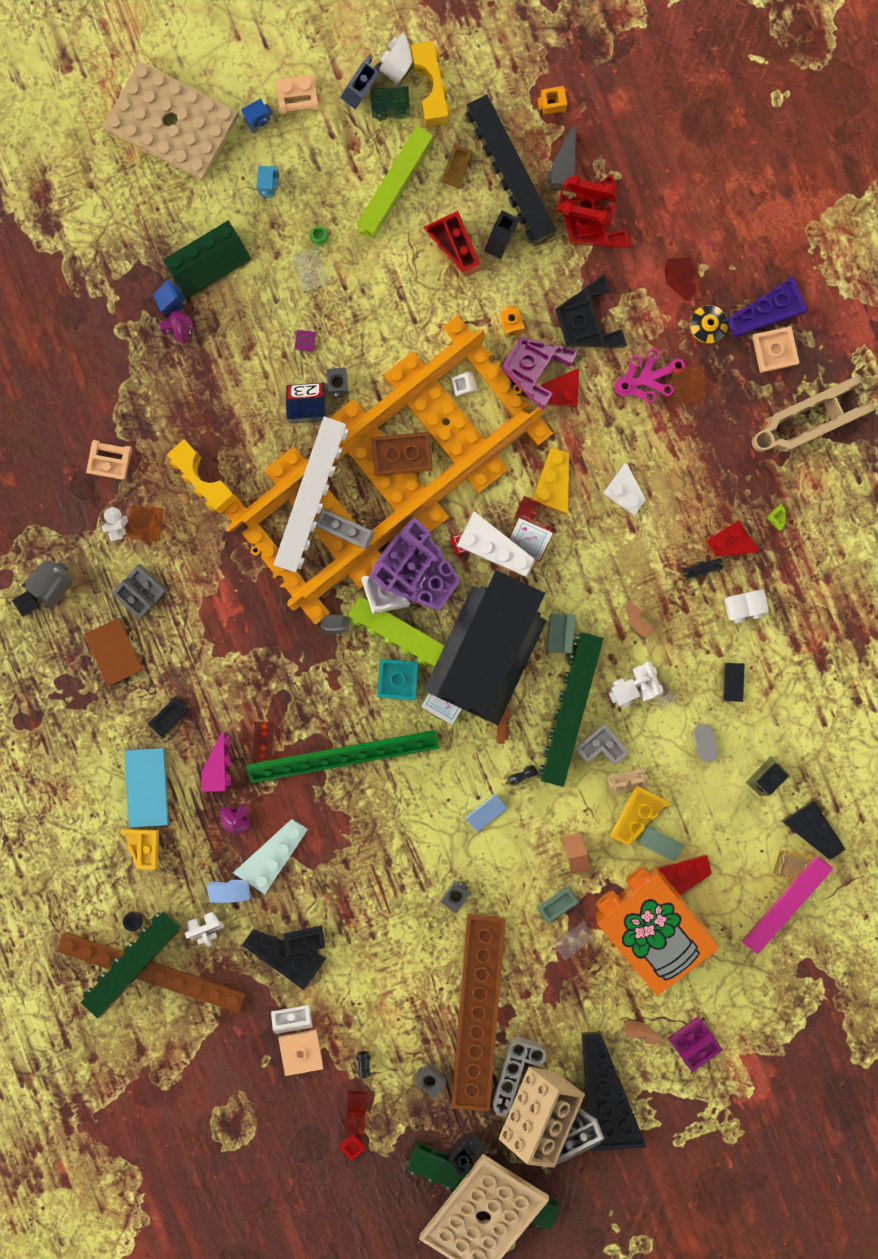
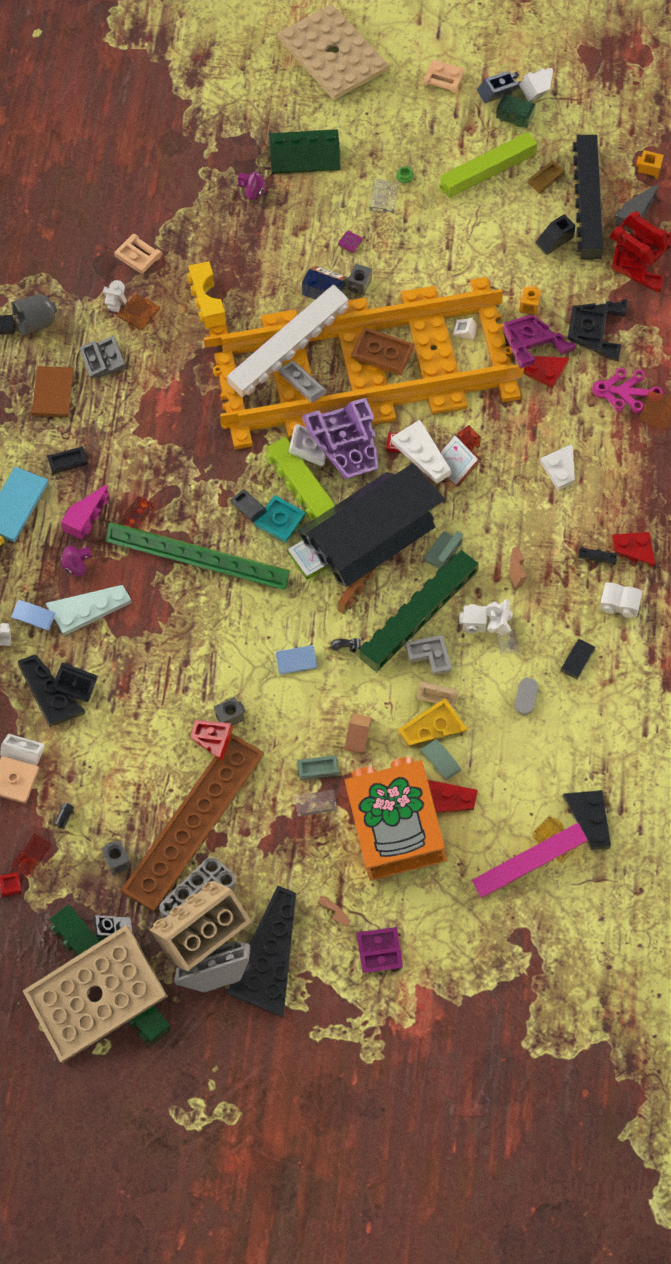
camera: 30 degrees right, 25 degrees down
(169, 298) = (258, 160): blue slope -> none
(256, 114) = (403, 74): blue brick -> none
(267, 181) = (385, 120): dark azure brick -> none
(334, 624) = (251, 452): dark grey brick -> none
(362, 681) = (248, 505): none -> black tile
(425, 62) = (550, 127): yellow arch -> none
(453, 928) = (212, 736): none -> wing
(455, 242) = (514, 223): red wedge -> none
(554, 481) = (500, 433): yellow wing -> none
(767, 777) = (569, 746): black torso -> none

